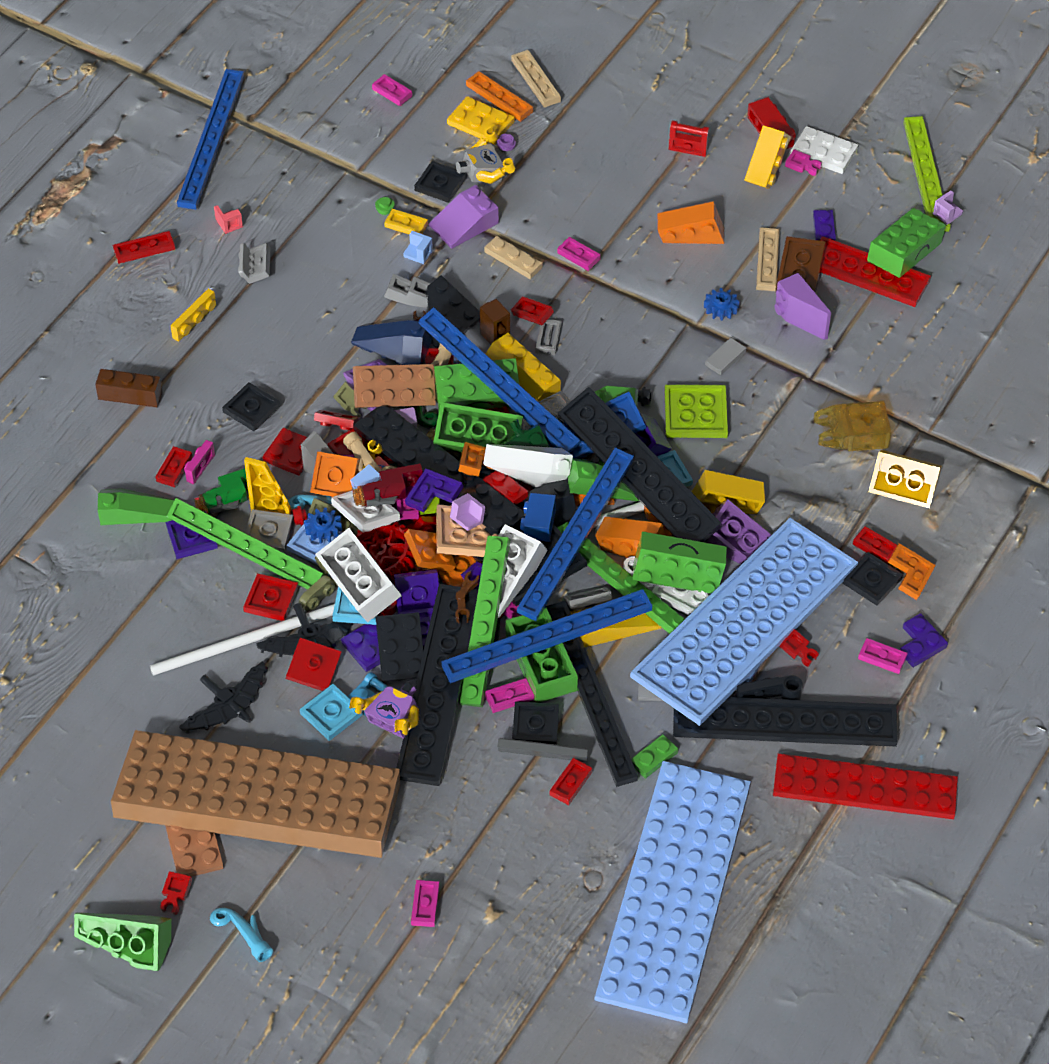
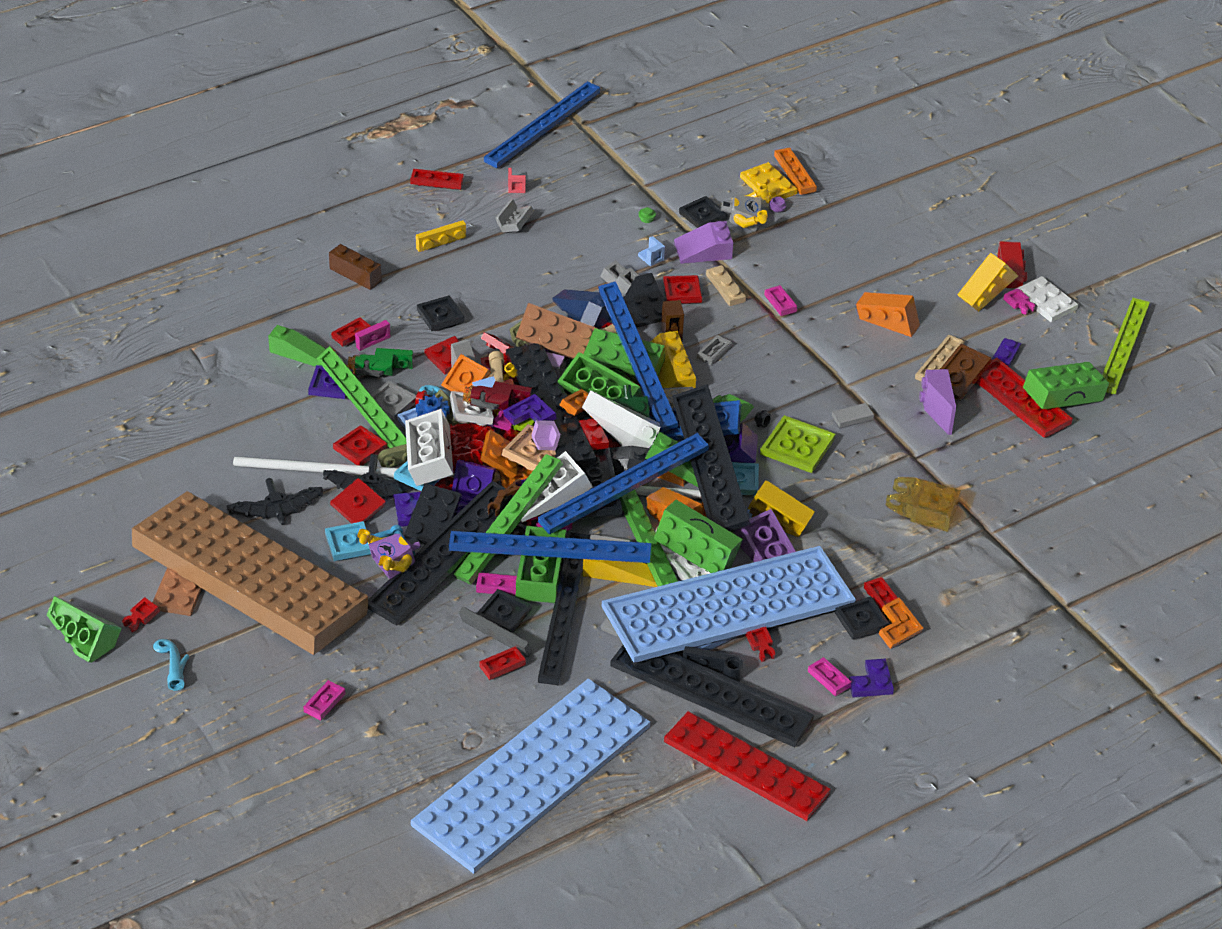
camera: 25 degrees right, 10 degrees down
(263, 488) = (401, 363): yellow wedge -> none
(392, 90) = (710, 138): dark pink plate -> none
(405, 222) = (651, 228): yellow plate -> none
(475, 279) = (682, 288): none -> red plate
(532, 310) = (711, 325): red plate -> none
(536, 78) = (834, 168): tan plate -> none
(539, 516) = (604, 462): blue brick -> none
(653, 755) = (577, 674): bright green plate -> none
(688, 143) = (927, 253): red plate -> none
(721, 304) = (874, 376): blue gear -> none
(905, 478) = (942, 556): slope -> none
(945, 209) = (1120, 373): lavender panel -> none

